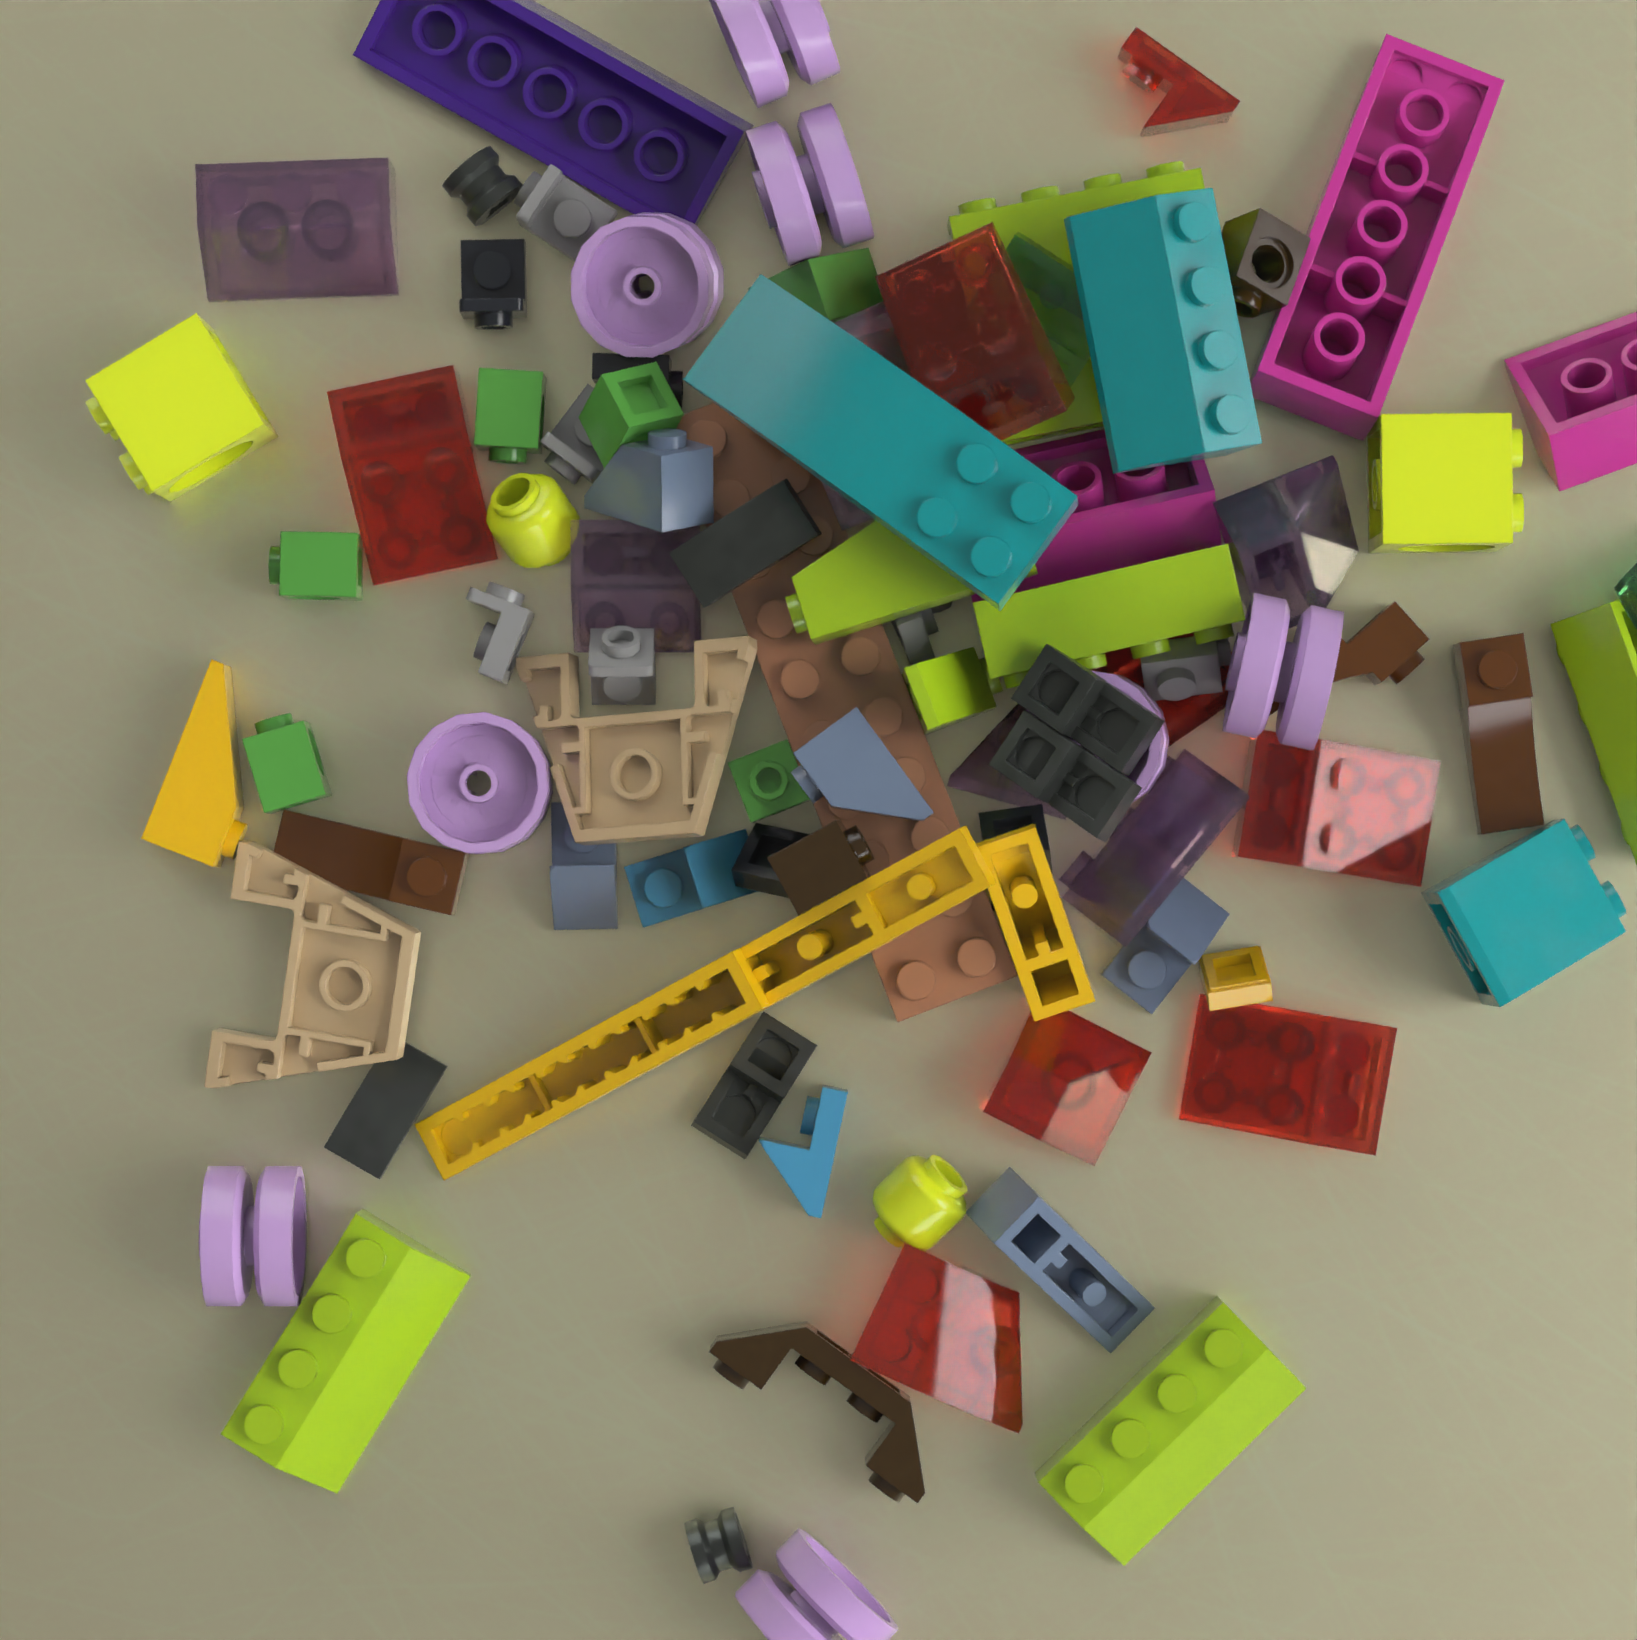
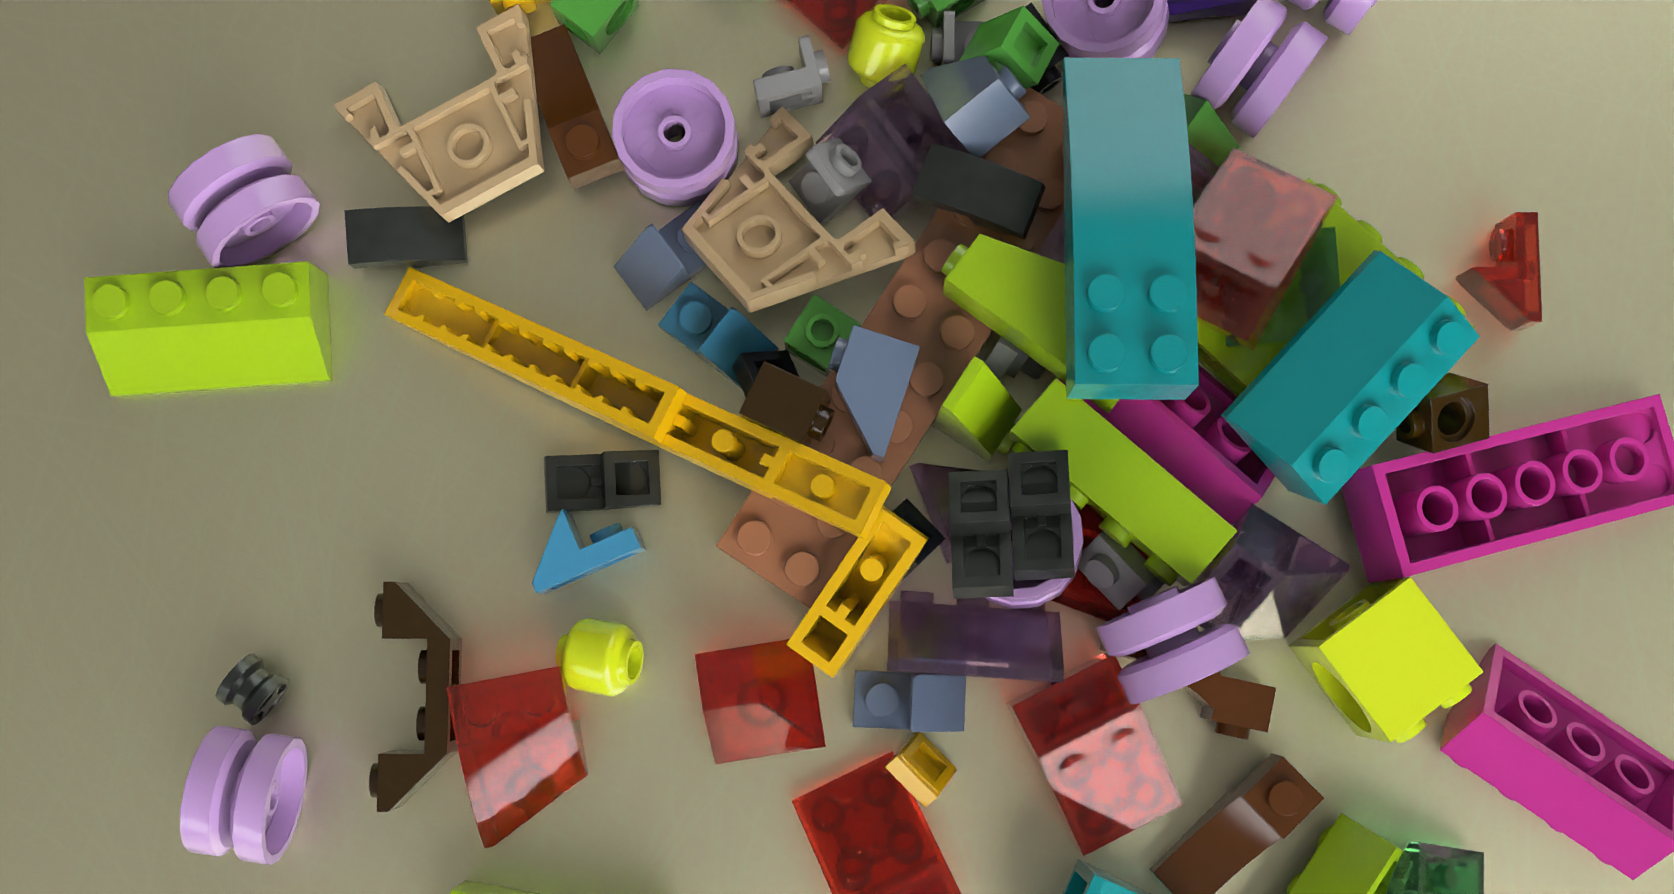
camera: 50 degrees right, 5 degrees down
(1059, 1260) = (628, 787): sand blue slope -> none

